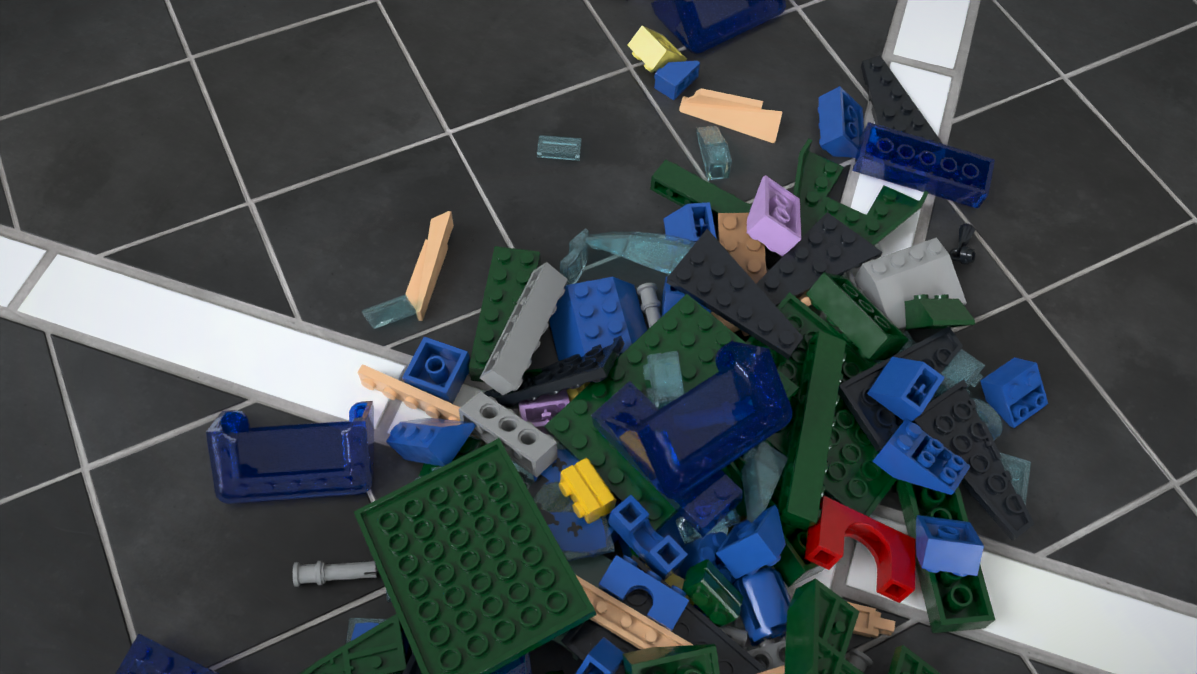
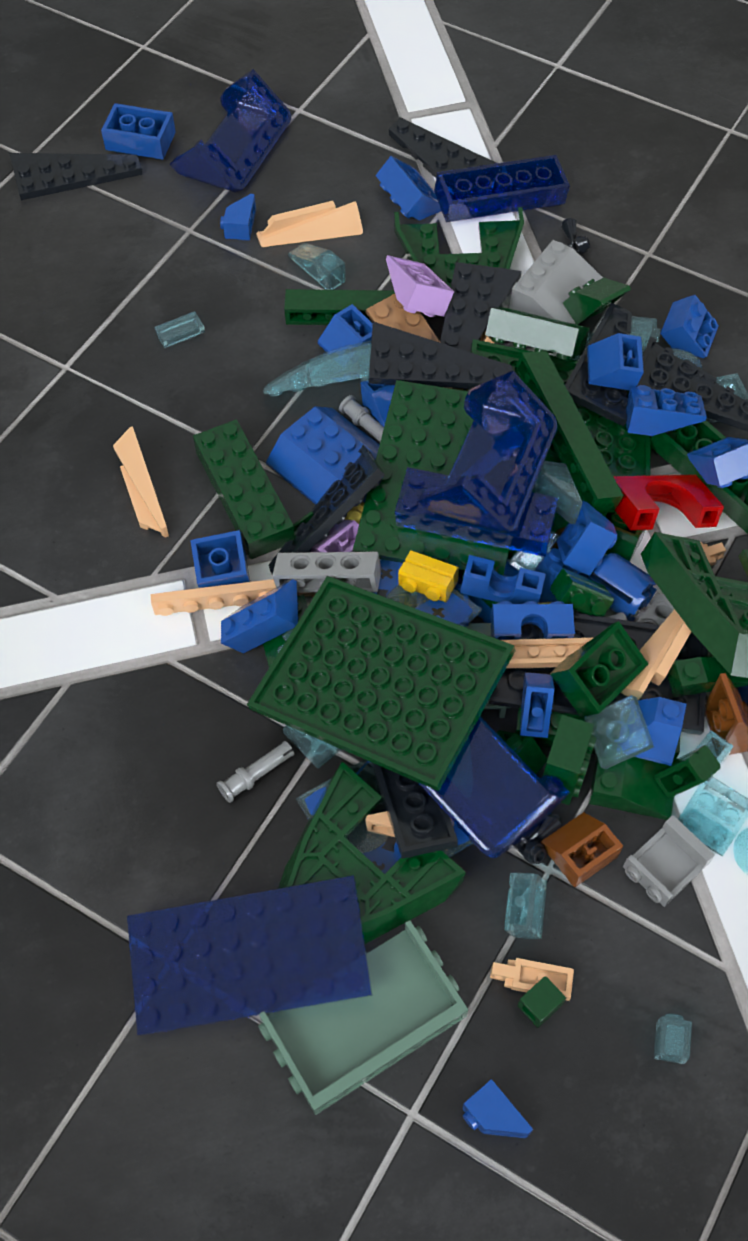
camera: 30 degrees left, 0 degrees up
(291, 458) = (150, 703): clear blue windscreen -> none
(389, 311) = (138, 540): clear light blue slope -> none
(523, 330) = (276, 484): light grey brick -> none
(575, 262) = (270, 410): clear light blue slope -> none
(654, 49) = (203, 204): light yellow slope -> none
(665, 378) = (430, 451): clear light blue brick -> none

